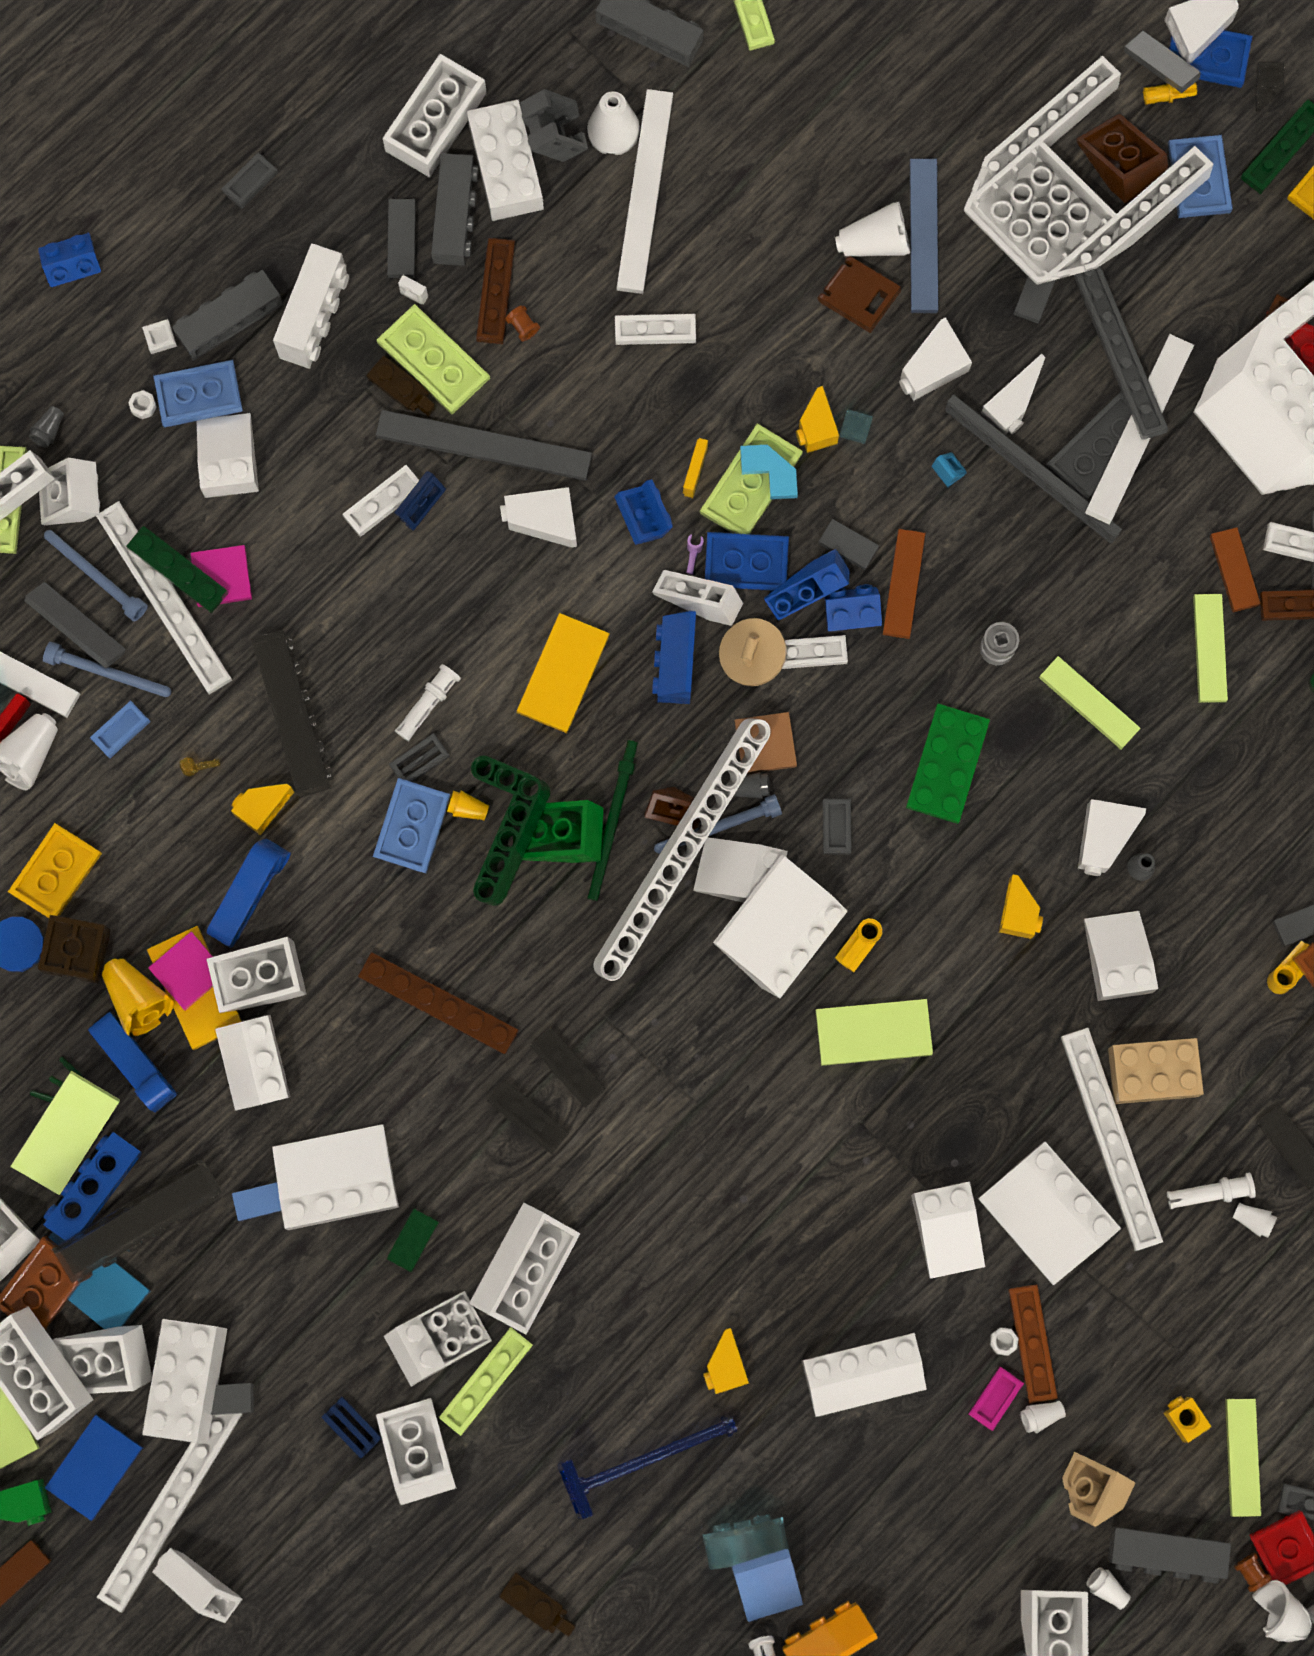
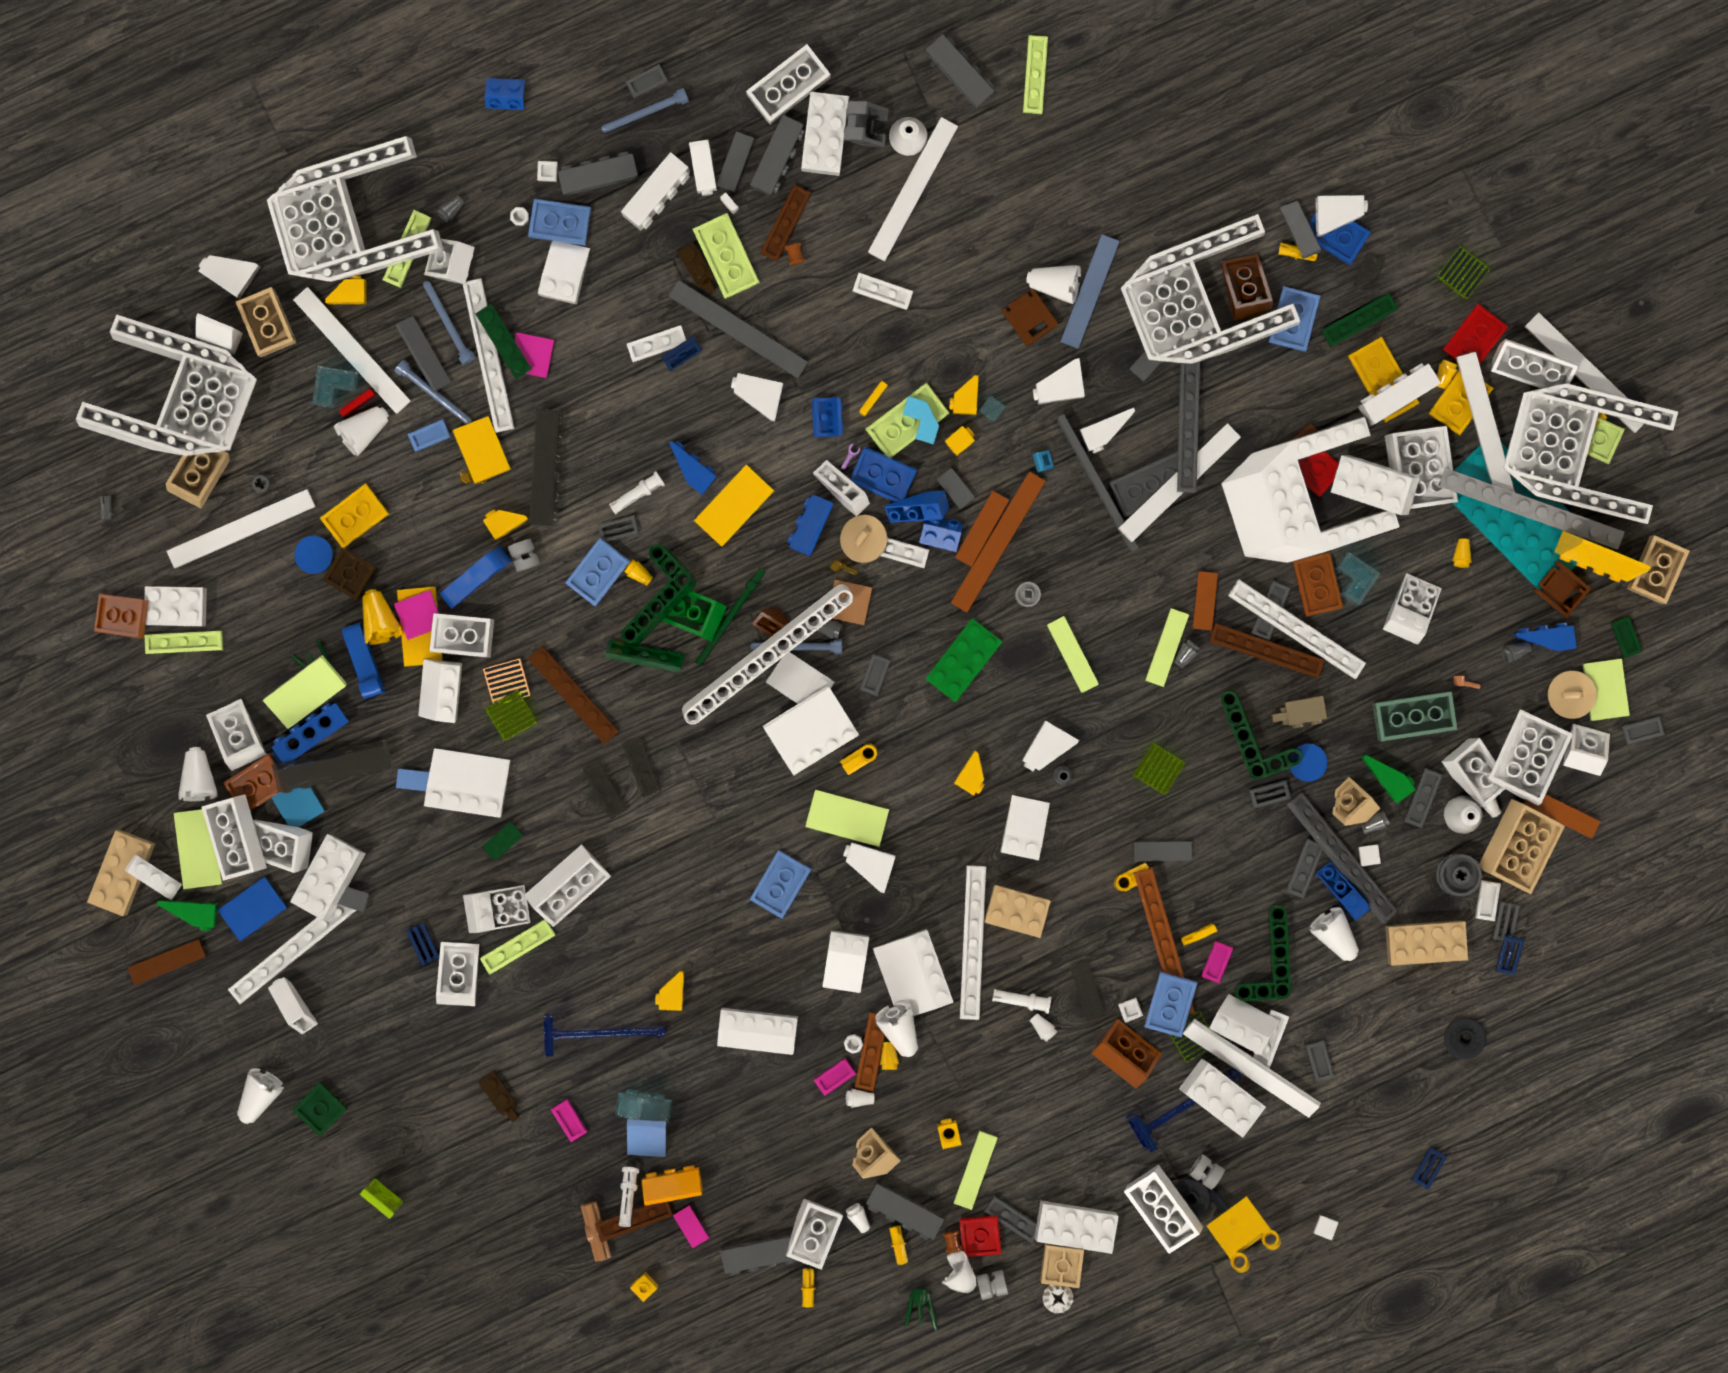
camera: 15 degrees right, 10 degrees up
(197, 722) = (481, 450): none -> yellow tile
(299, 183) = (679, 97): none -> sand blue piece
(299, 829) = (522, 548): none -> light grey wheel
(340, 1019) = (505, 679): none -> tile
(361, 253) = (703, 167): none -> white slope
(362, 1061) = (511, 715): none -> clear neon green tile
(495, 648) = (695, 474): none -> blue slope
(516, 914) = (644, 656): none -> dark green plate
(647, 1603) = (569, 1120): none -> dark pink tile
(730, 701) = (836, 566): none -> clear yellow hand
(817, 1157) = (780, 884): none -> medium blue tile
(830, 479) = (960, 440): none -> yellow brick
(931, 593) = (998, 542): none -> dark orange tile
(931, 1082) = (871, 864): none -> white slope
(1060, 1293) = (899, 1027): none -> white cone
(1061, 1342) = (889, 1057): none -> yellow cone
(1179, 1606) = (898, 1244): none -> yellow axle
(1240, 644) = (1187, 652): none -> dark grey cone
(1265, 811) = (1158, 769): none -> clear neon green tile

